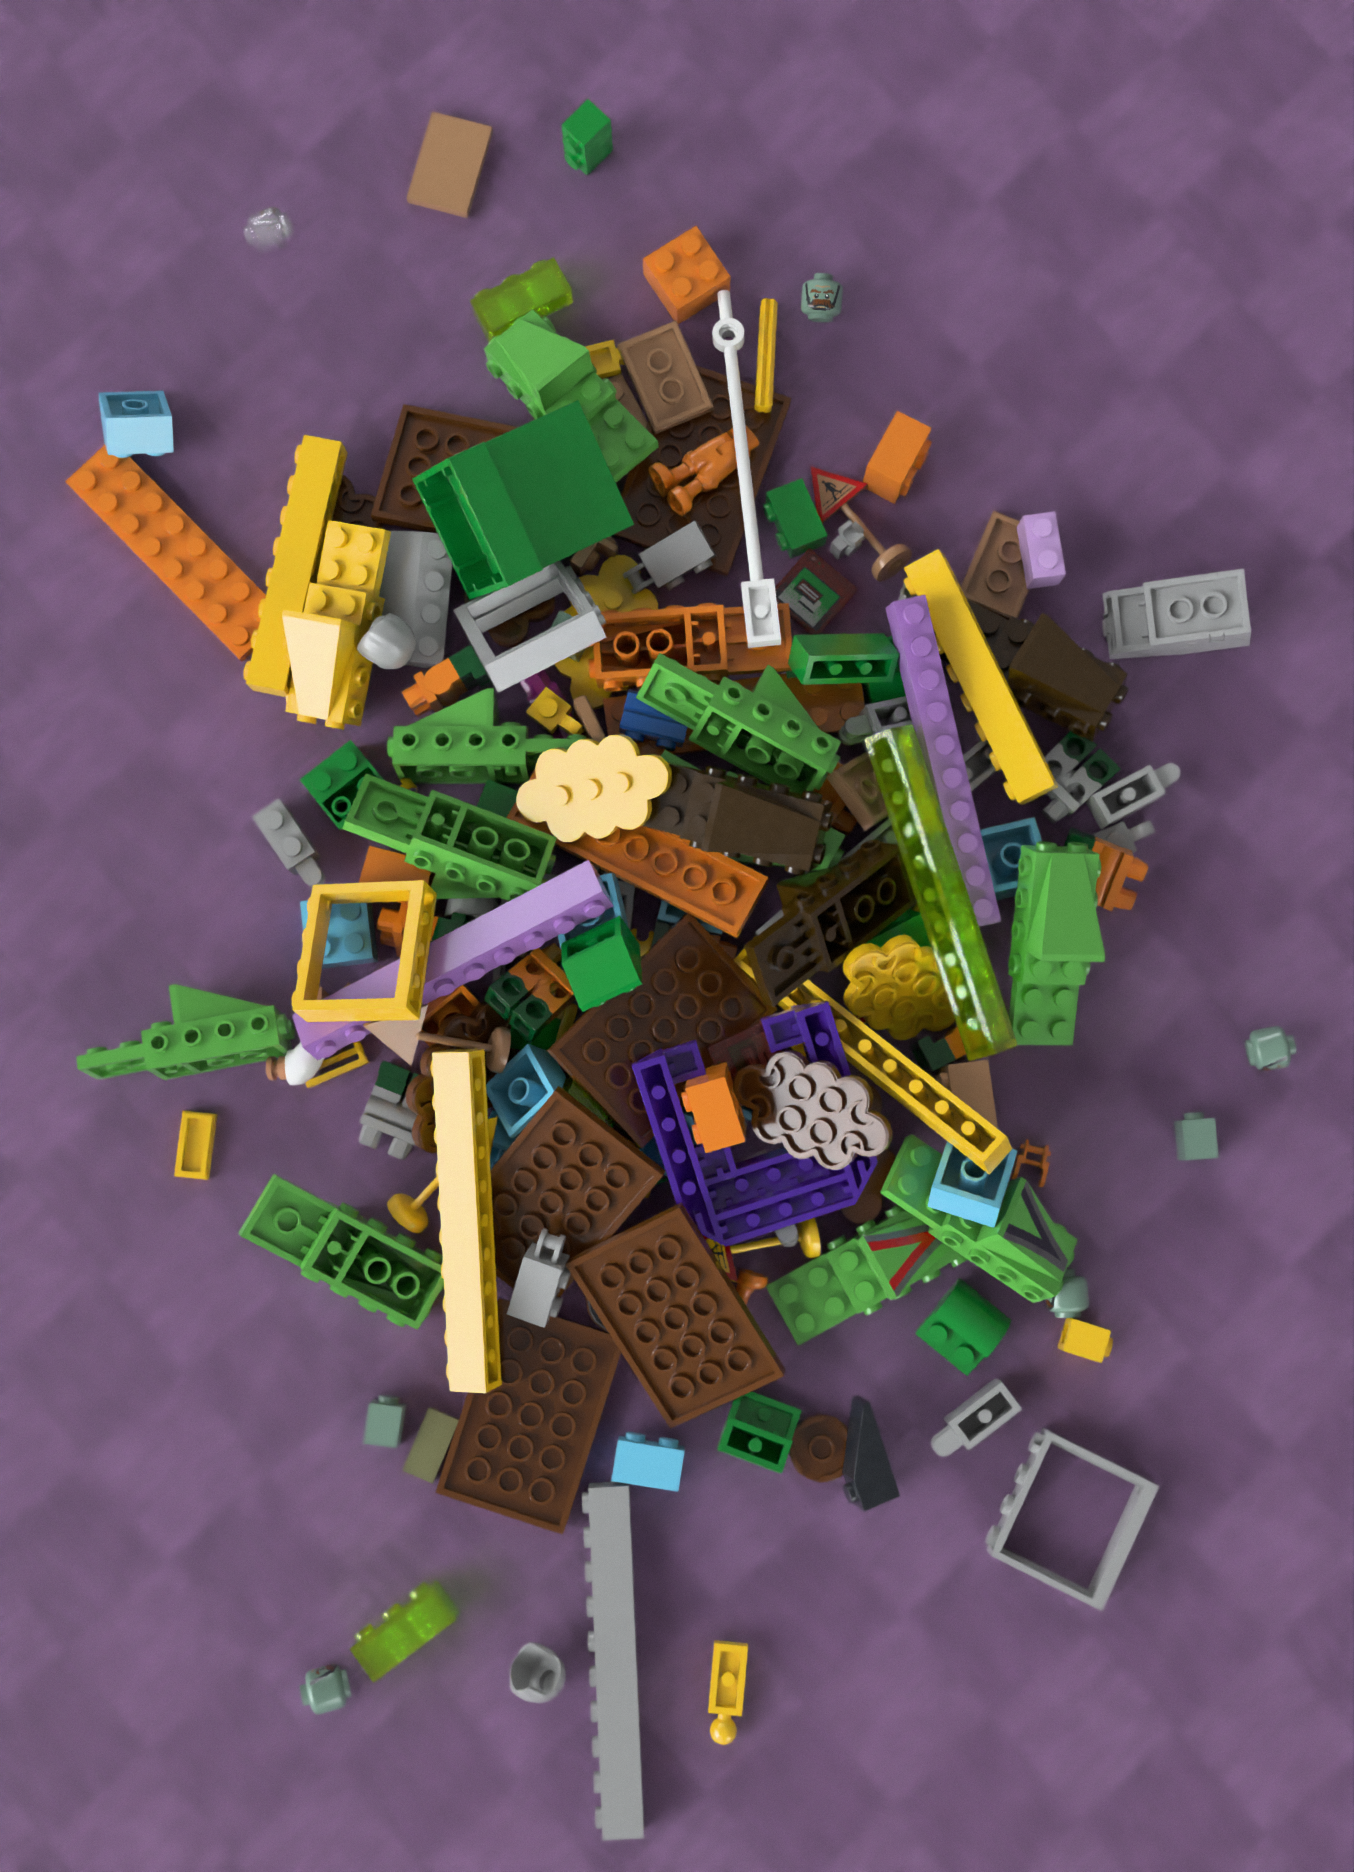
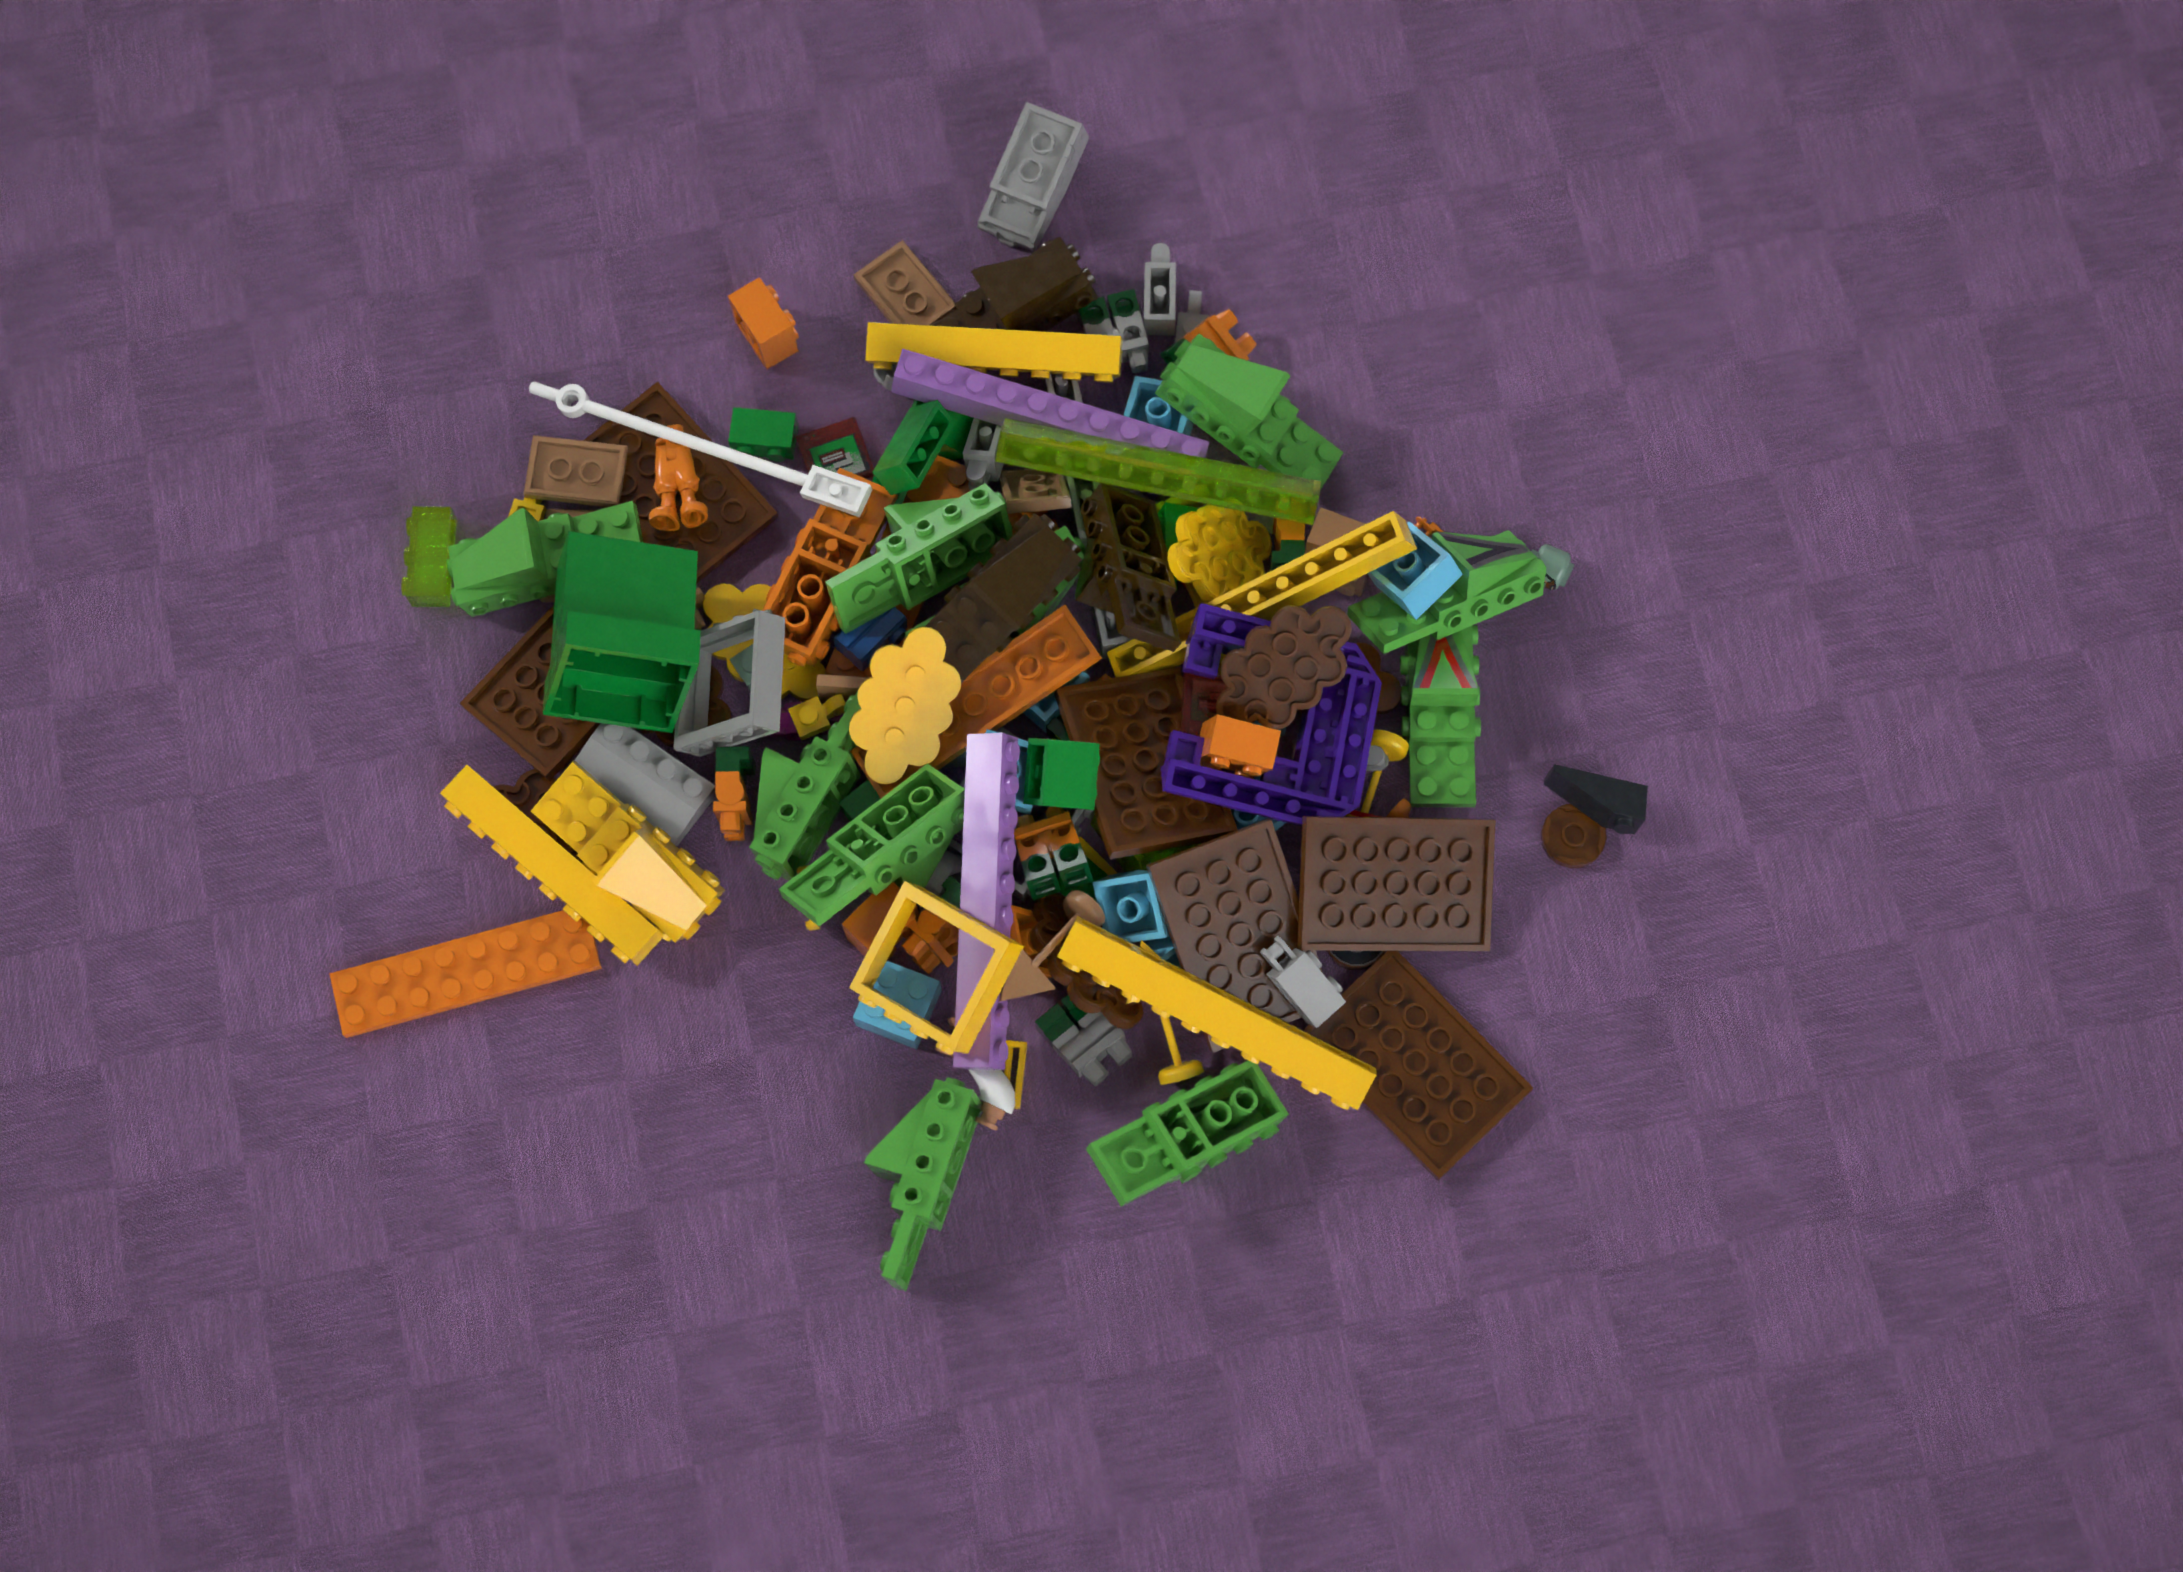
camera: 60 degrees left, 10 degrees down
(136, 423) = (332, 939): medium azure slope -> none
(195, 1145) = (1014, 1234): yellow tile -> none
(268, 229) = (228, 736): clear head -> none
(290, 842) = (793, 1004): light grey brick -> none
(325, 1689) = (1561, 1366): sand green head -> none
(337, 781) = (770, 930): green slope -> none
(385, 1422) = (1353, 1191): sand green brick -> none
(388, 642) = (673, 812): light grey hair -> none
(403, 1629) = (1544, 1269): clear neon green brick -> none
(431, 1445) = (1395, 1164): olive tile -> none
(449, 164) = (268, 554): medium nougat tile -> none
(537, 1673) = (1642, 1170): light grey hair -> none
(587, 137) = (324, 423): green brick -> none
(615, 1661) = (1665, 1100): light grey brick -> none
(648, 1462) = (1509, 983): medium azure brick -> none
(672, 559) = (739, 547): light grey brick -> none
(686, 274) = (496, 409): orange brick -> none
(727, 1688) = (1737, 1020): yellow plate -> none
(759, 1431) = (1531, 874): green brick -> none
(766, 355) = (607, 381): yellow axle -> none
(821, 298) = (586, 312): sand green head -> none
(832, 494) = (761, 393): medium nougat piece -> none
(848, 540) = (810, 399): light grey plate -> none
(964, 1327) = (1533, 663): green brick -> none
(976, 1418) = (1615, 690): light grey brick -> none
(1041, 550) = (912, 252): lavender brick -> none
(1085, 1340) = (1595, 572): yellow brick -> none
(1119, 1544) = (1777, 631): light grey window -> none
(1196, 1137) = (1475, 396): sand green brick -> none
(1270, 1048) = (1433, 300): sand green head -> none

